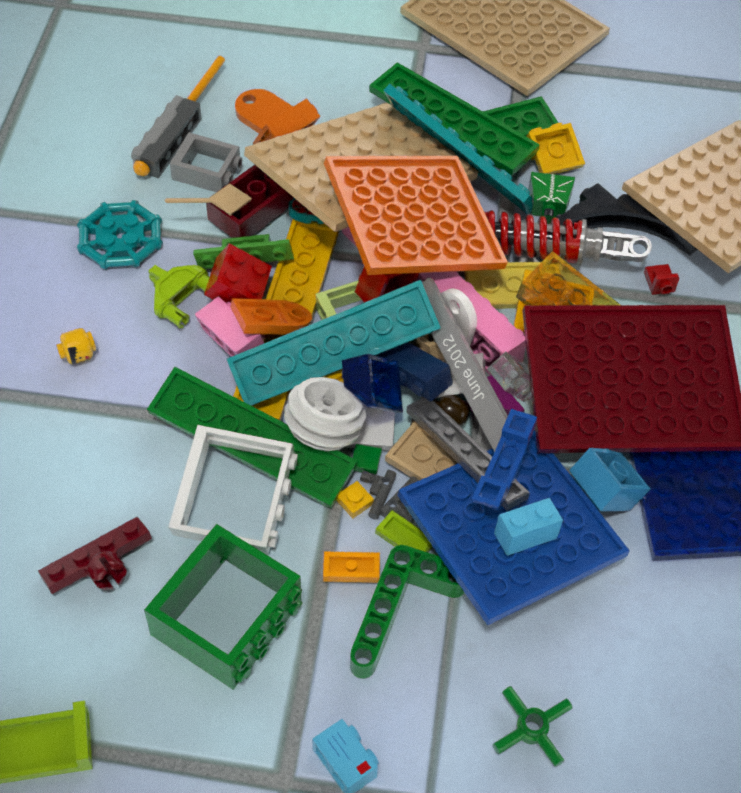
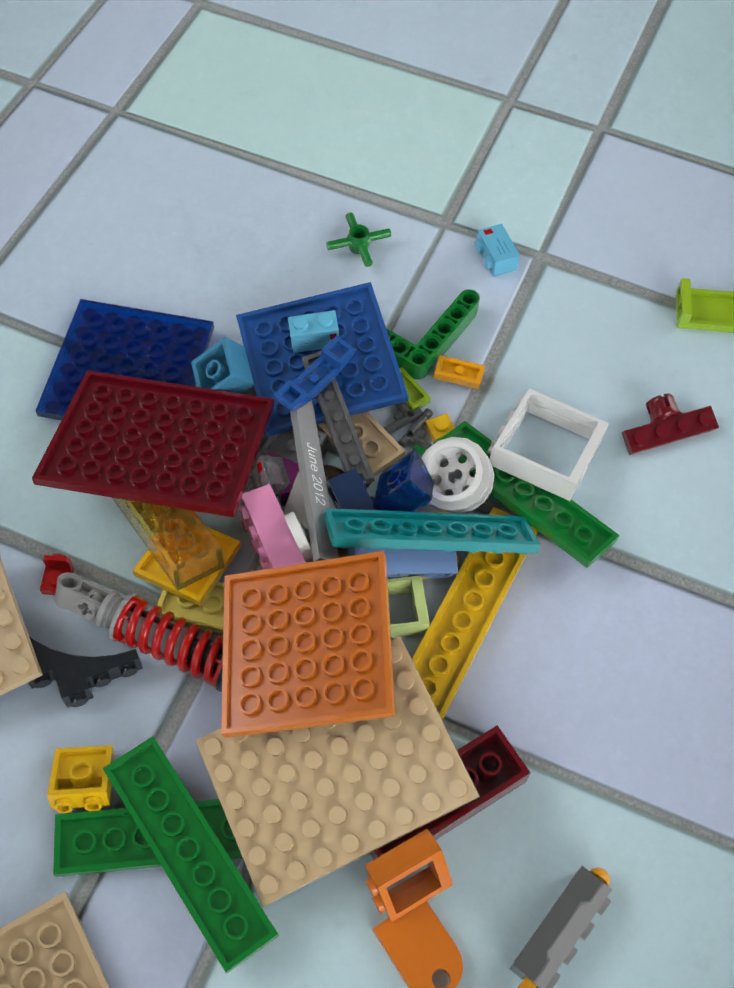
camera: 165 degrees left, 5 degrees up
(76, 346) = (684, 634): yellow head -> none
(119, 250) = (644, 773): teal plate -> none
(175, 287) = (576, 686): lime connector -> none
(191, 578) = (589, 321): green window -> none
(214, 181) = (524, 902): light grey window -> none
(222, 326) = (525, 602): bright pink brick -> none
(228, 199) = (504, 764): tan piece -> none
(237, 276) = (509, 661): red piece -> none
(257, 246) = (487, 708): bright green bracket -> none
(270, 316) = (486, 595): orange tile -> none
(449, 138) = (210, 780): teal plate -> none
(550, 194) = (120, 707): green torso -> none

